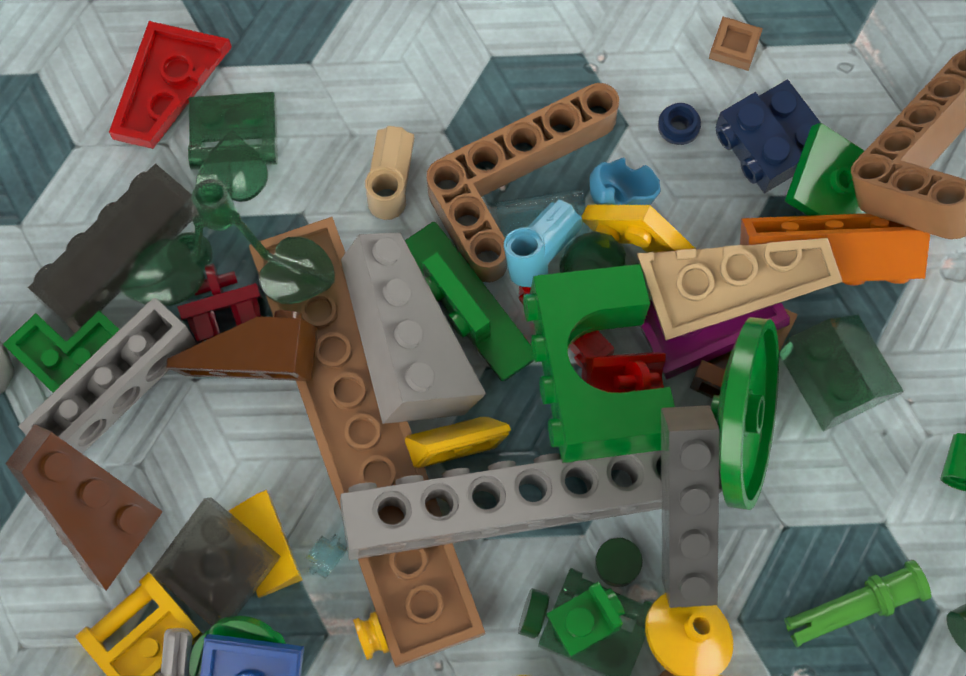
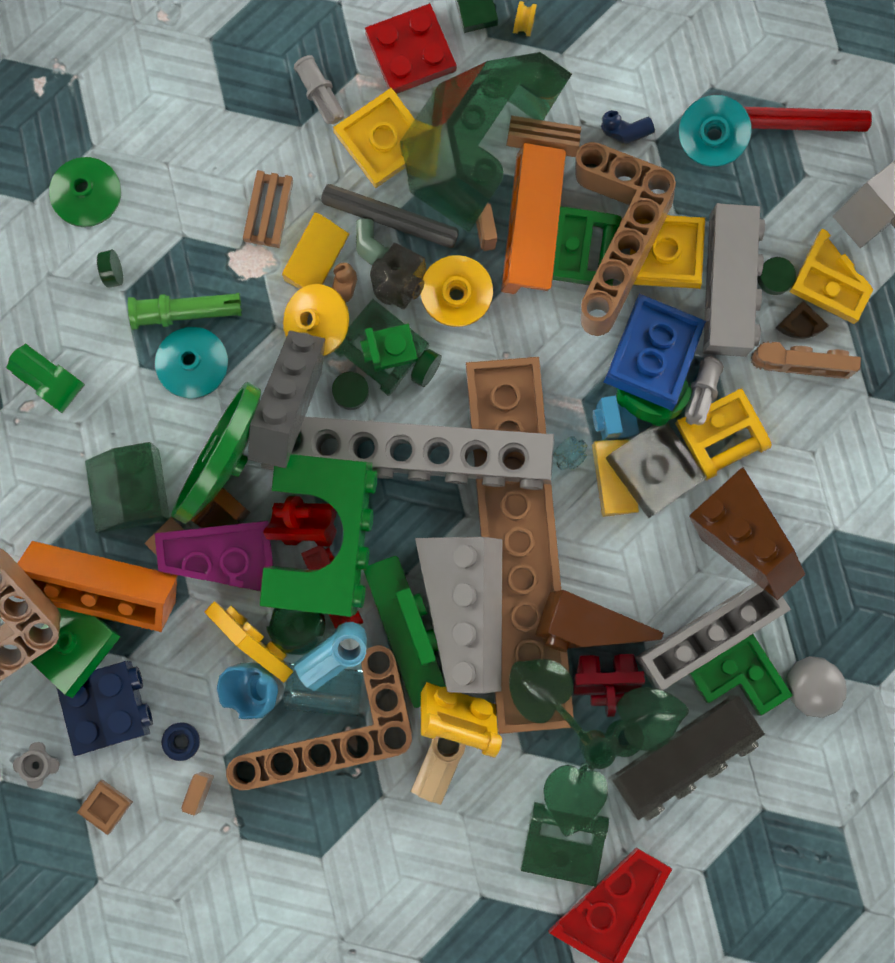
camera: 170 degrees left, 10 degrees up
(281, 608) = (613, 420): none -> dark azure bracket
(371, 635) = (551, 385): yellow bush -> none
(396, 216) = (460, 719): none -> yellow plate
(455, 440) = (447, 514): yellow slope -> none
(643, 76) = (197, 793): none -> medium nougat tile
(724, 282) = (195, 573): tan wing -> none
(805, 557) = (203, 375): none -> teal dish
(828, 52) = (24, 765): none -> light grey plate

